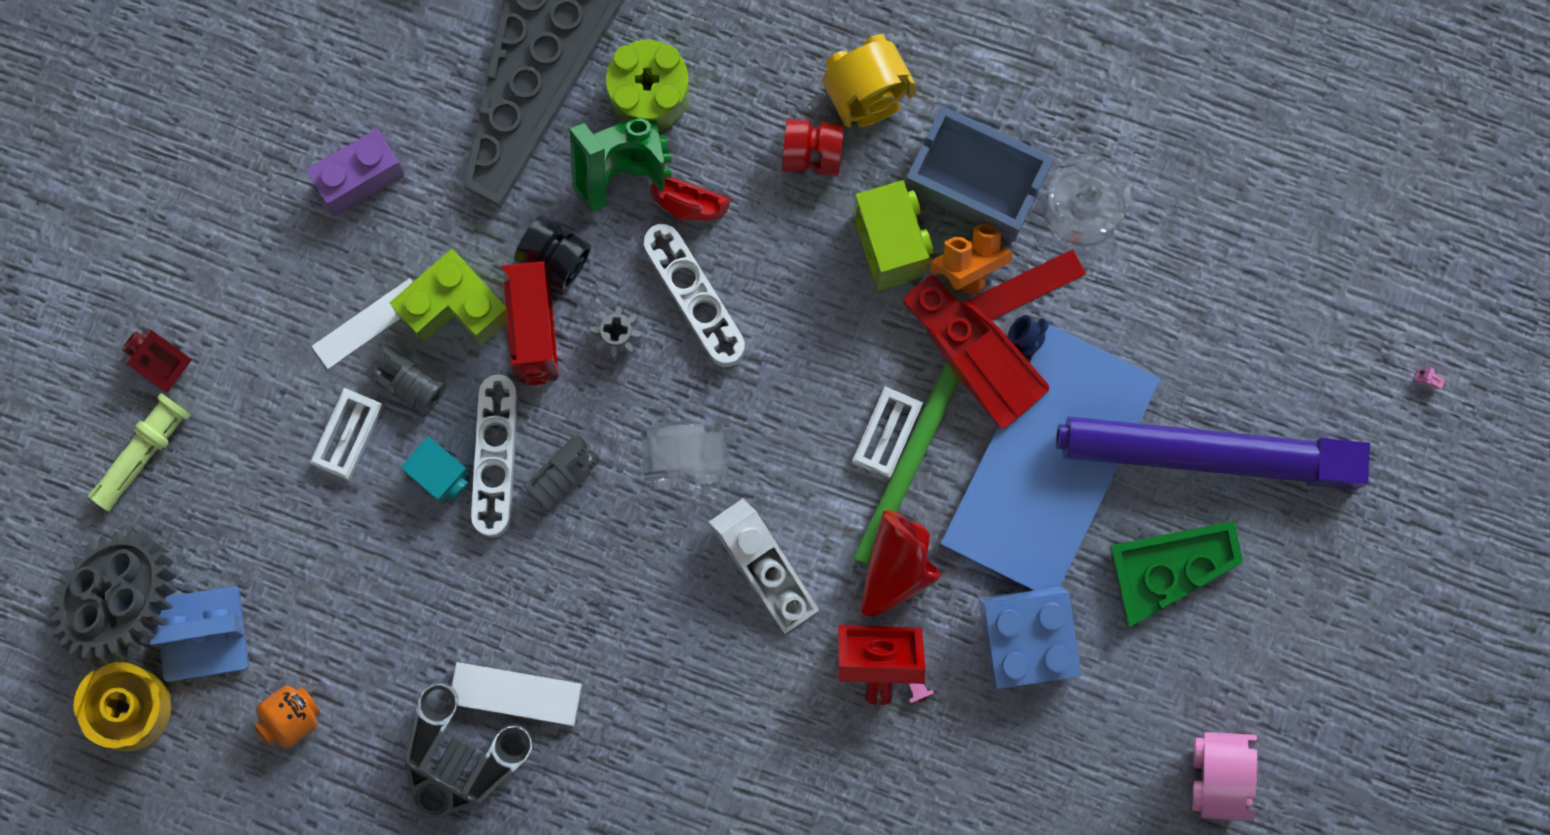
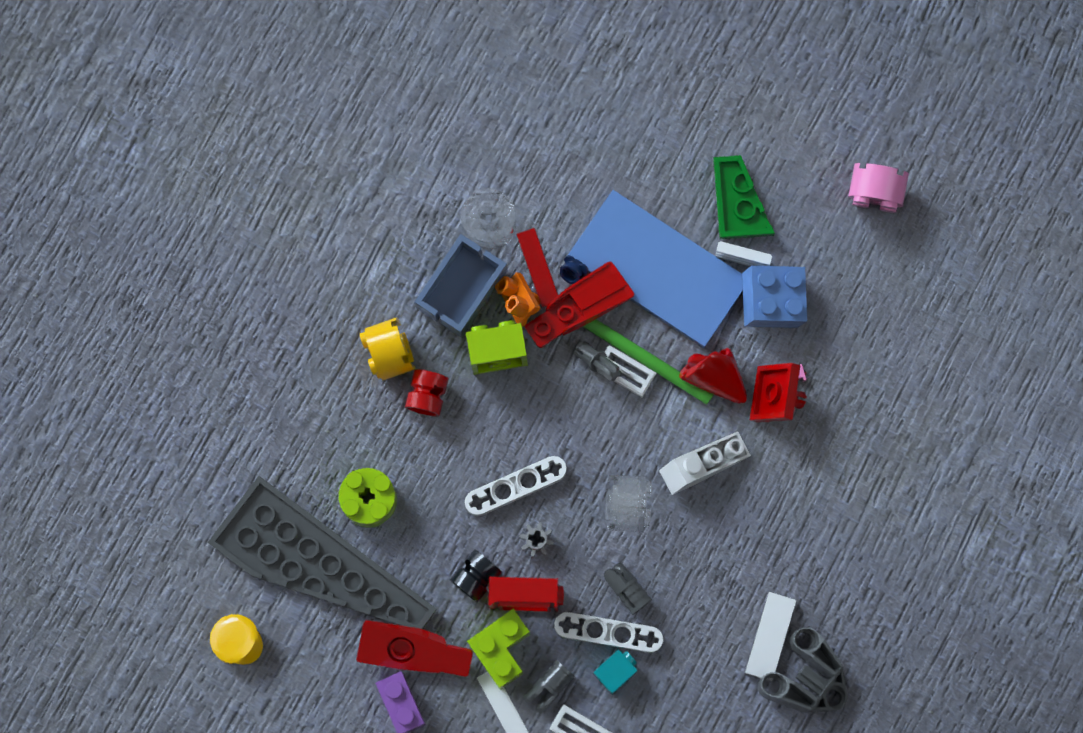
camera: 75 degrees left, 0 degrees up
(434, 175) = (411, 649): none -> red piece
(614, 151) = (413, 532): green tile -> none
(689, 201) = (449, 483): red plate -> none
(894, 385) = (597, 361): none -> dark grey axle
(1087, 584) = (742, 255): none -> white tile
(1318, 462) = (667, 162): dark purple brick -> none
(1427, 376) = (633, 21): bright pink piece -> none

